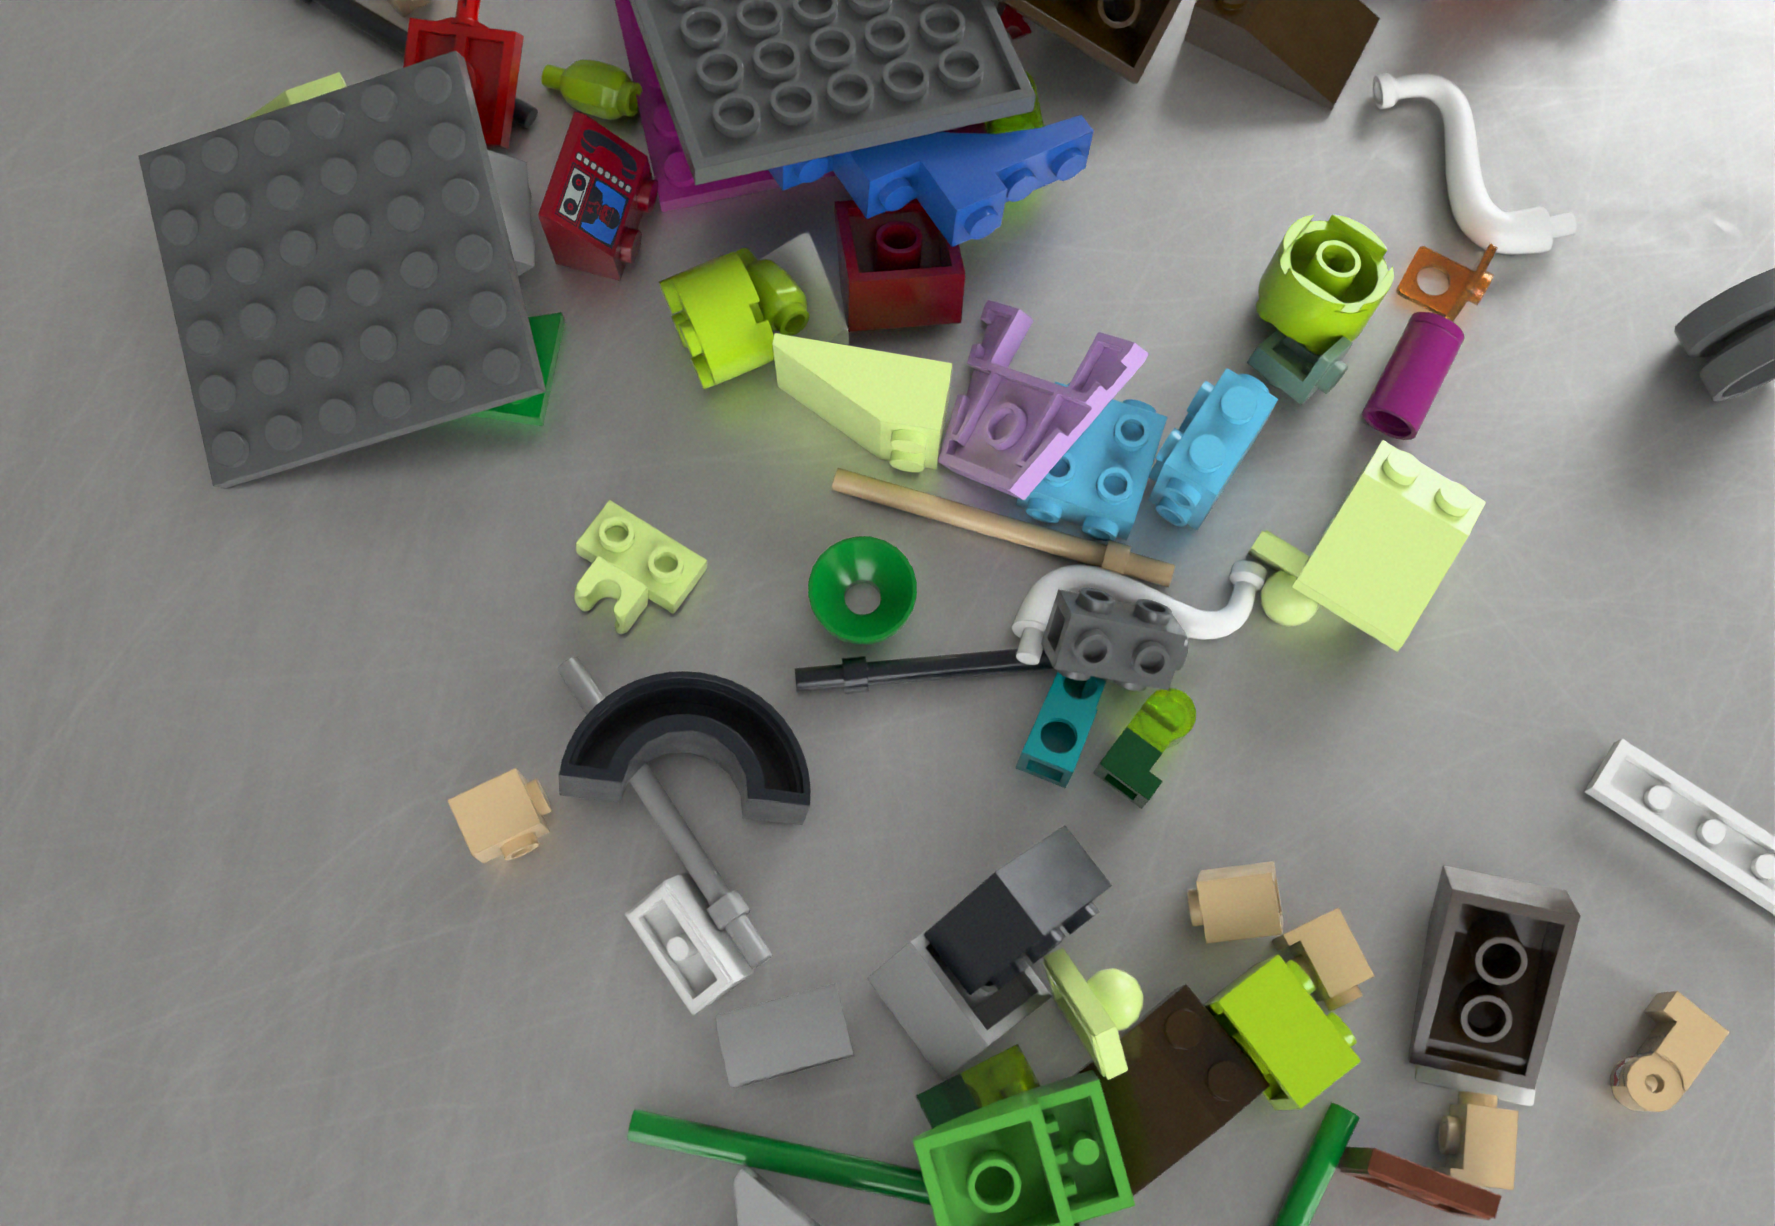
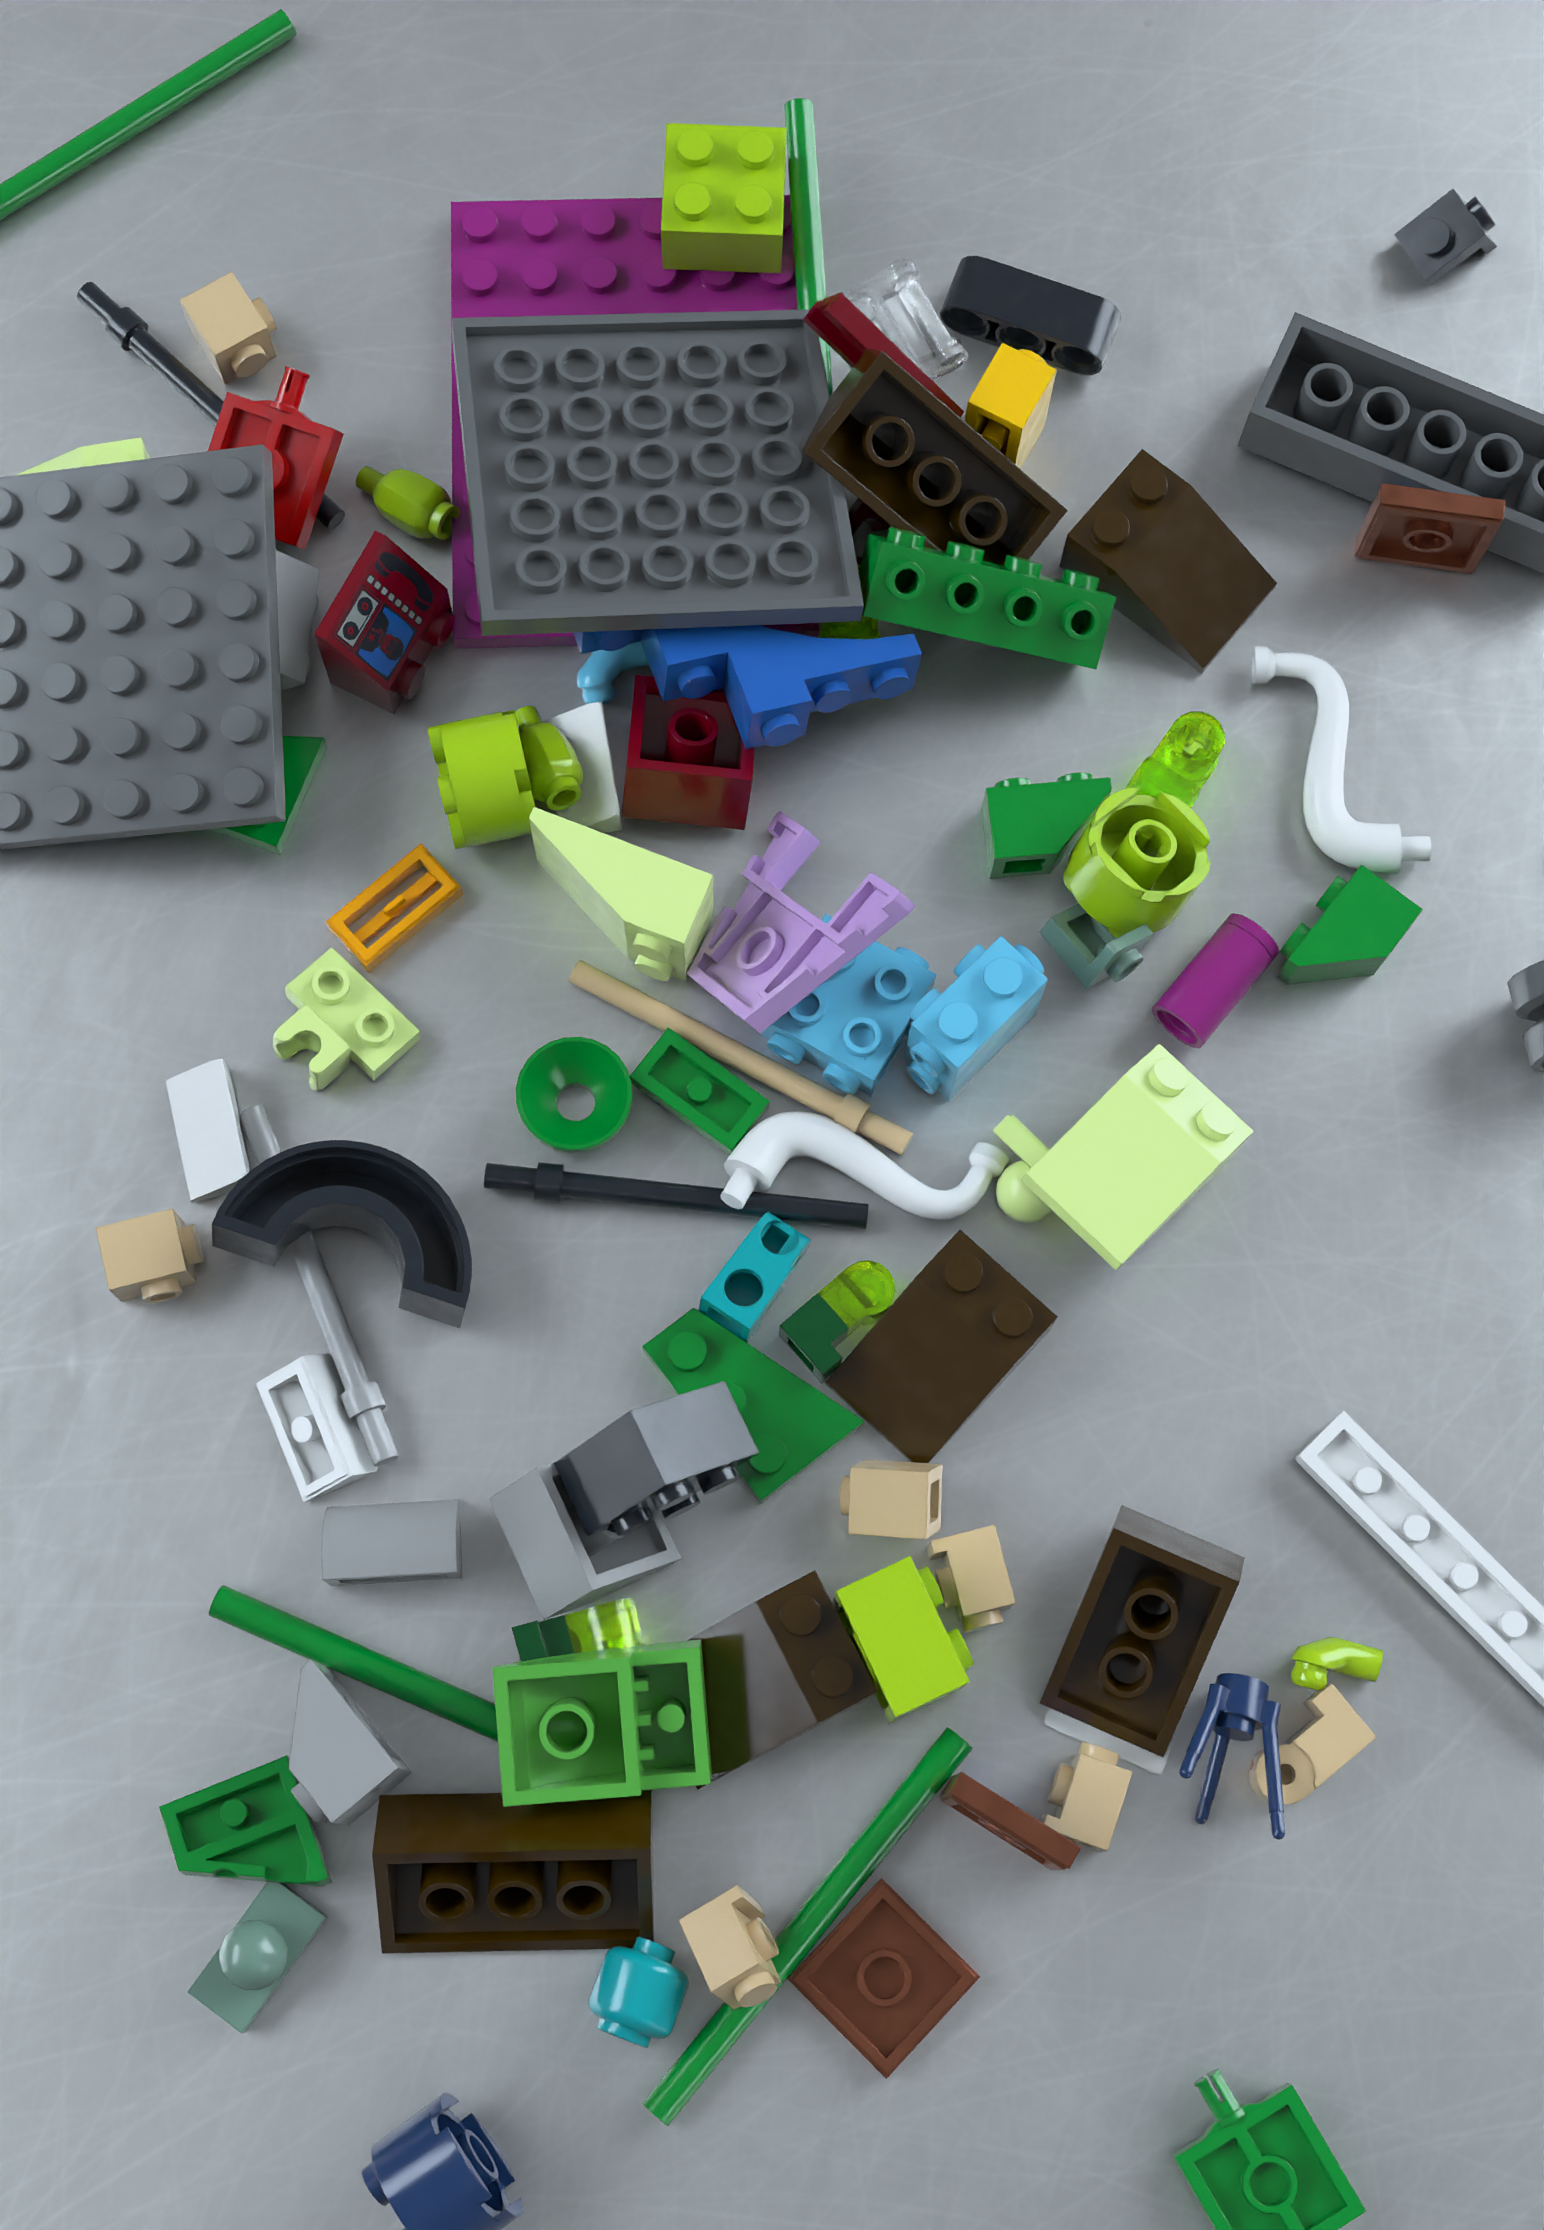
camera: 10 degrees right, 0 degrees up
(531, 689) = (208, 1129): none -> white slope
(678, 464) = (408, 926): none -> light orange tile
(802, 201) = (603, 667): none -> medium azure arm
(974, 565) = (699, 1091): none -> green plate
(1095, 1008) = (718, 1576): yellowish green tile -> none
(1114, 640) = (824, 1199): dark grey brick -> none
(1121, 843) = (783, 1413): none -> green wing
(1136, 75) = (983, 600): none -> green brick
(1219, 267) = (1039, 823): none -> green slope
(1248, 756) = (941, 1349): none -> dark brown slope
(1335, 193) = (1174, 769): none -> clear neon green piece
(1463, 282) = (1299, 892): clear orange bracket -> none
(1526, 308) = (1353, 935): none -> green slope
(1595, 1035) = (1235, 1710): none -> dark blue plant
(1662, 962) = (1336, 1655): none -> lime arm

